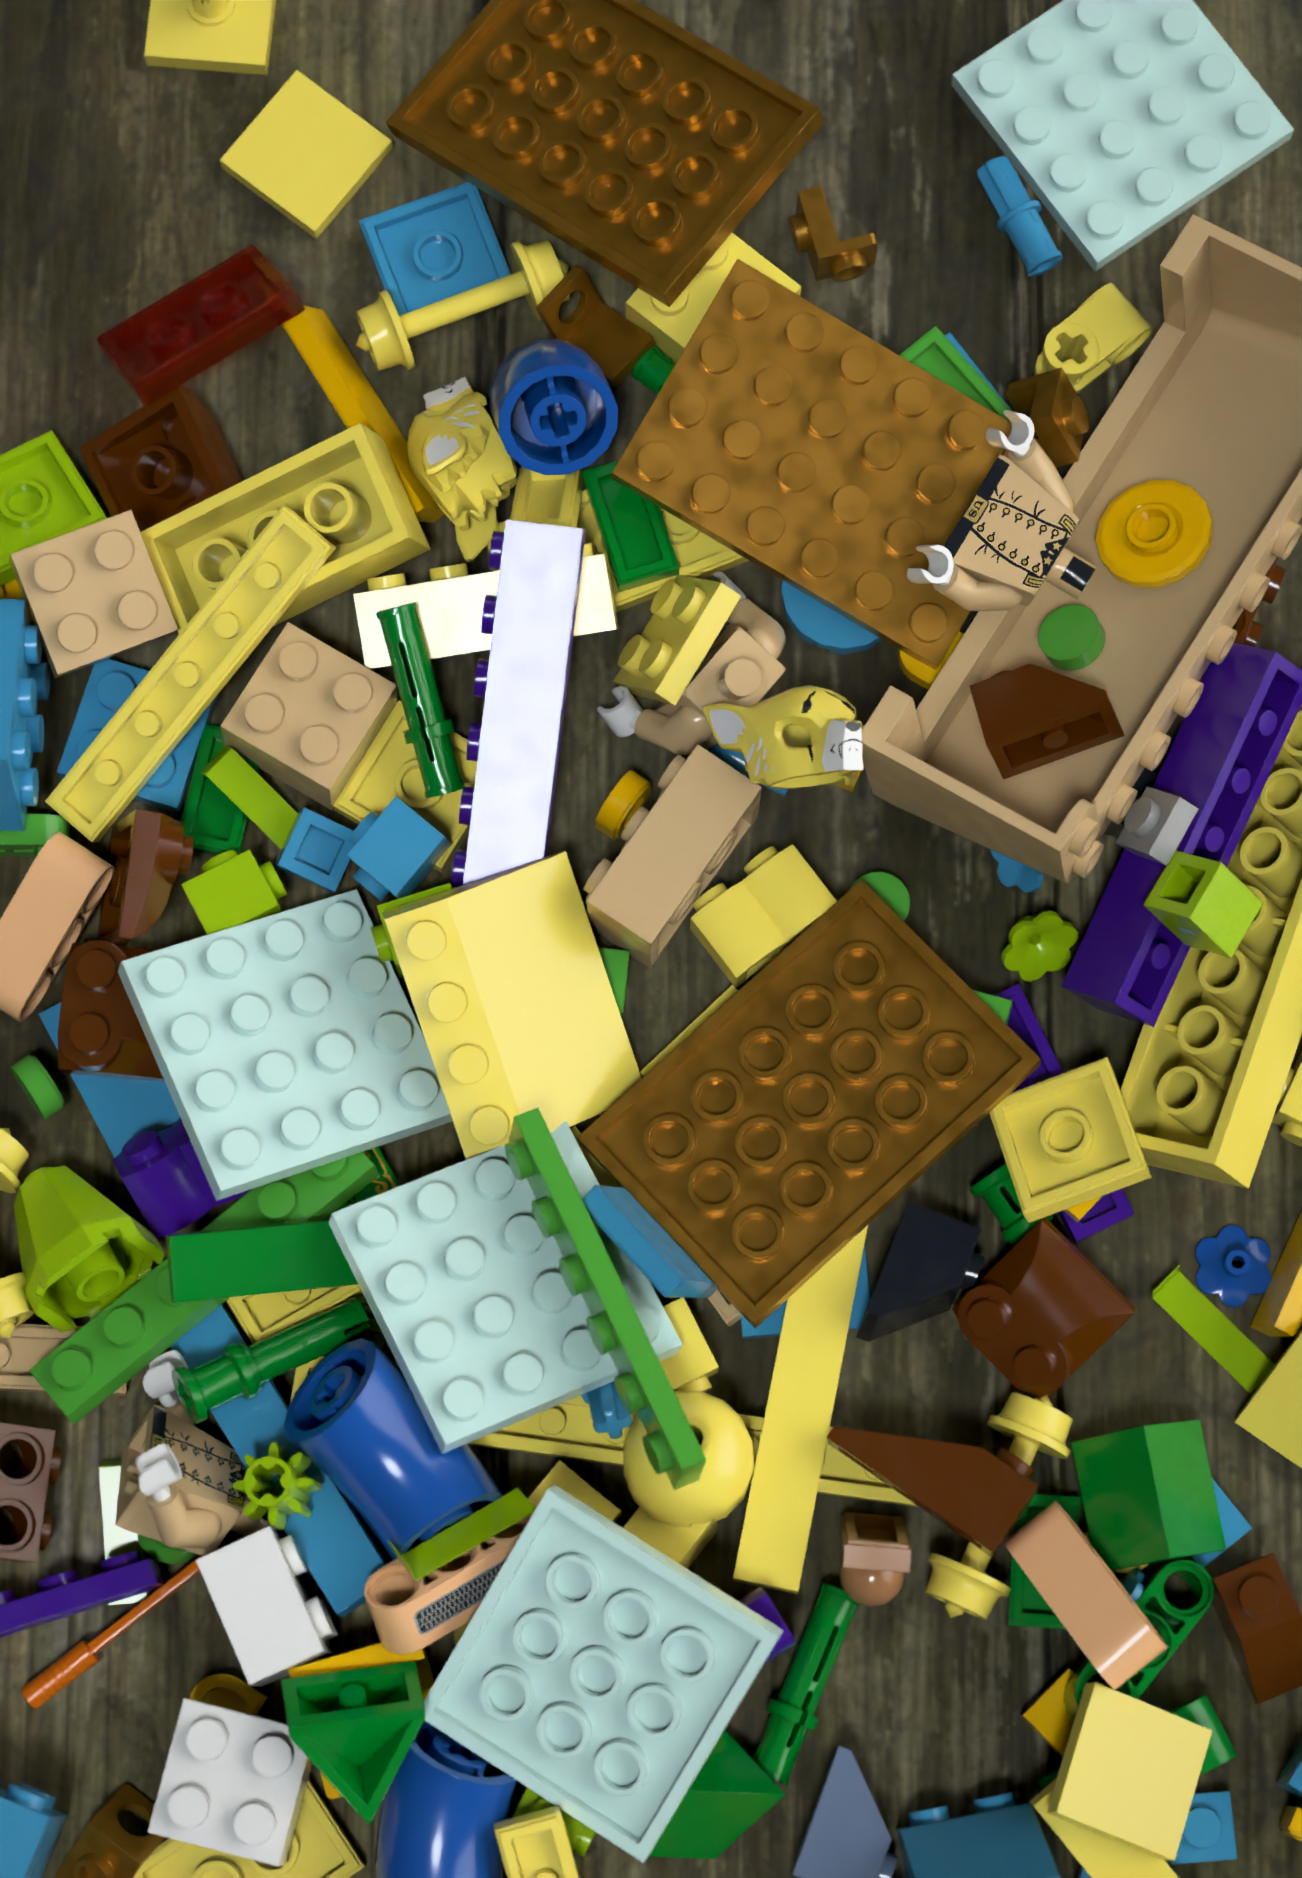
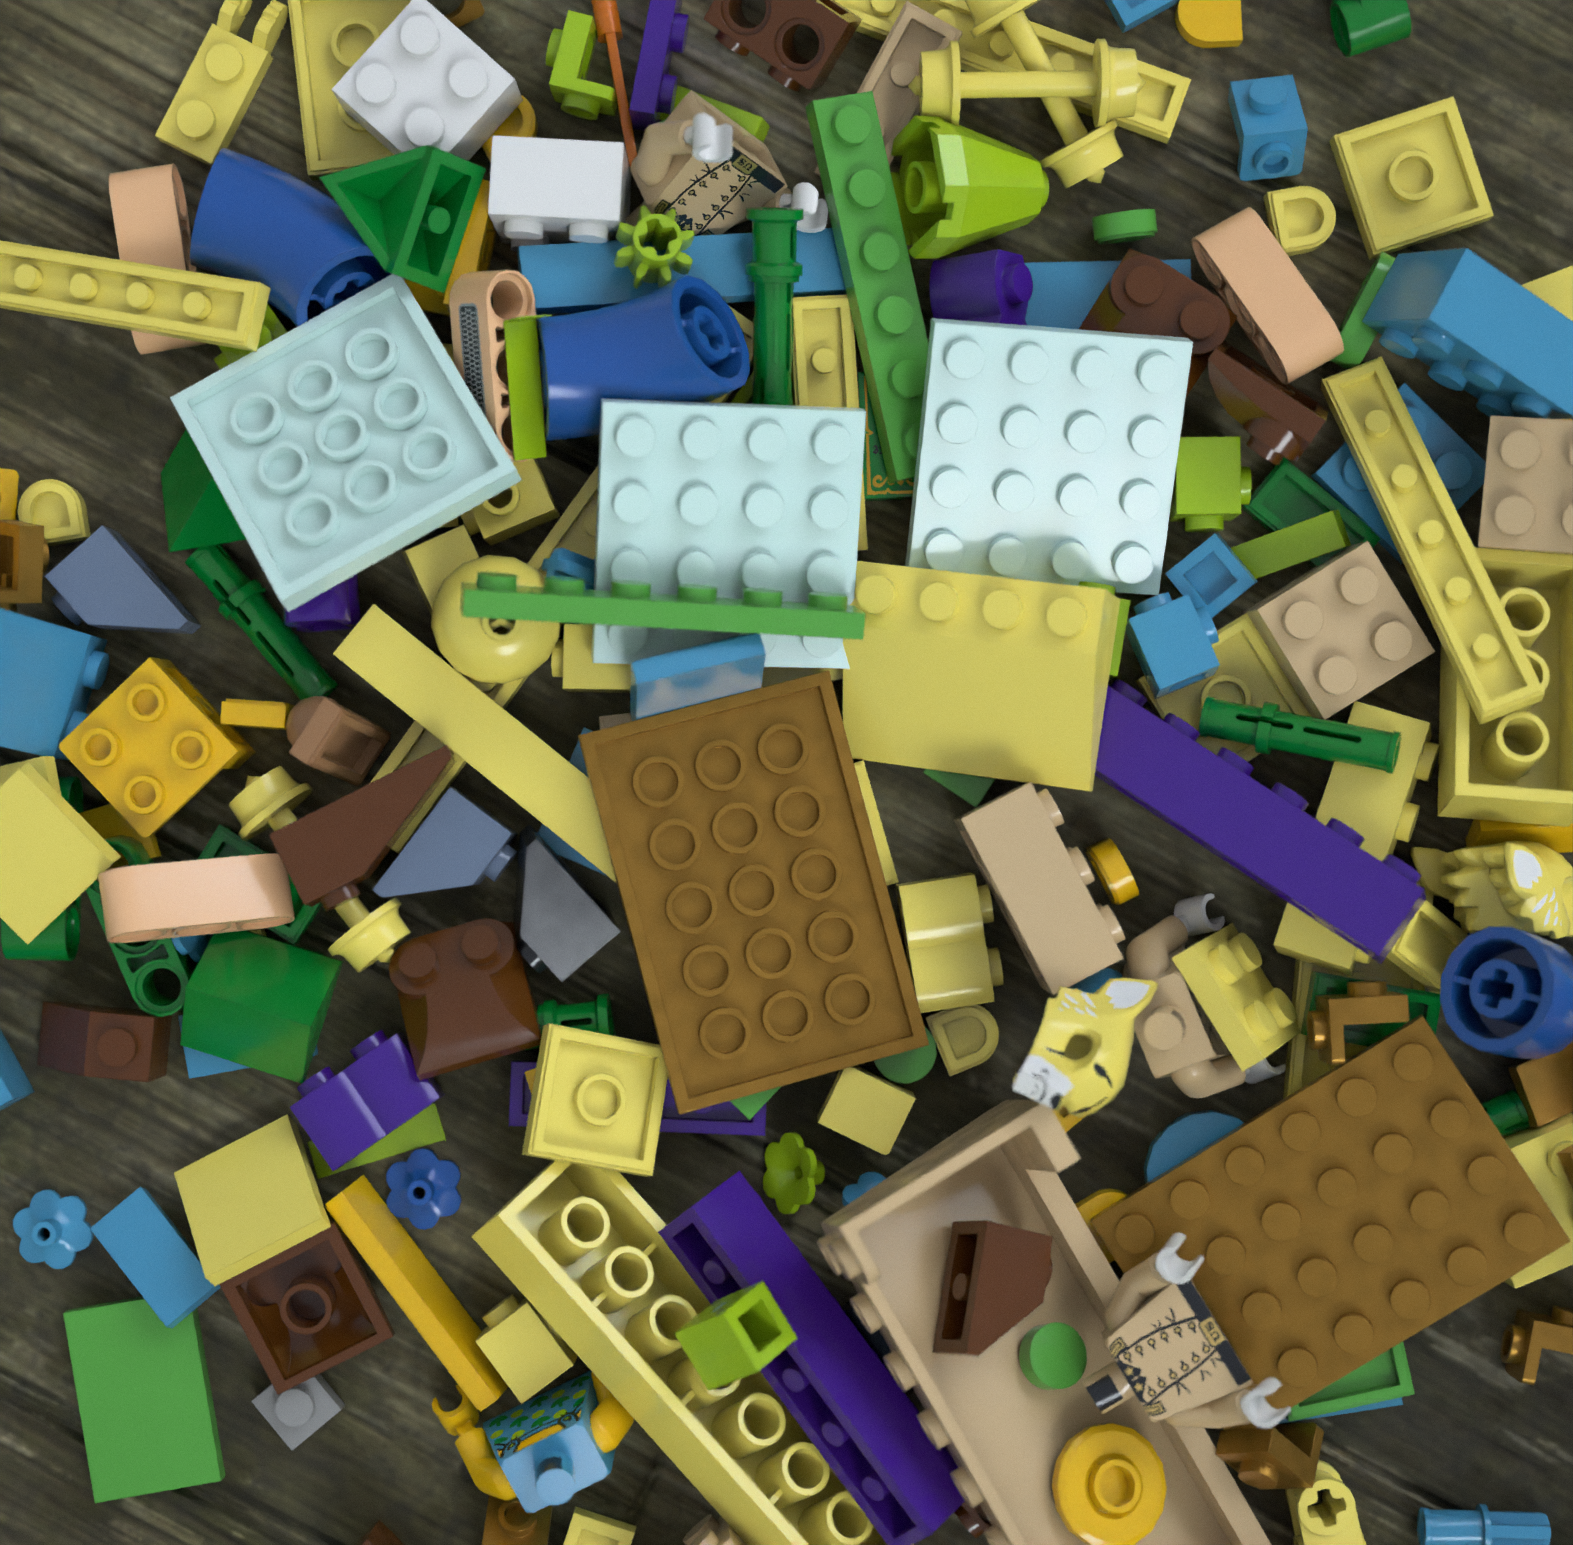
camera: 125 degrees right, 10 degrees up
(129, 1675) = (570, 57): none -> lime bracket
(255, 1261) = (863, 328): green tile -> none
(628, 529) = (1363, 1004): none -> pearl gold bracket
(838, 858) = (963, 1036): none -> light yellow tile
(889, 1639) = (255, 713): none -> yellow tile
(918, 1396) = (451, 849): none -> sand blue slope
(947, 907) = (866, 1108): none -> light yellow panel
(971, 1716) = (153, 745): none -> yellow bracket
(1156, 825) = (830, 1334): light grey plate -> none
(1181, 1354) = (365, 1100): none -> dark purple brick

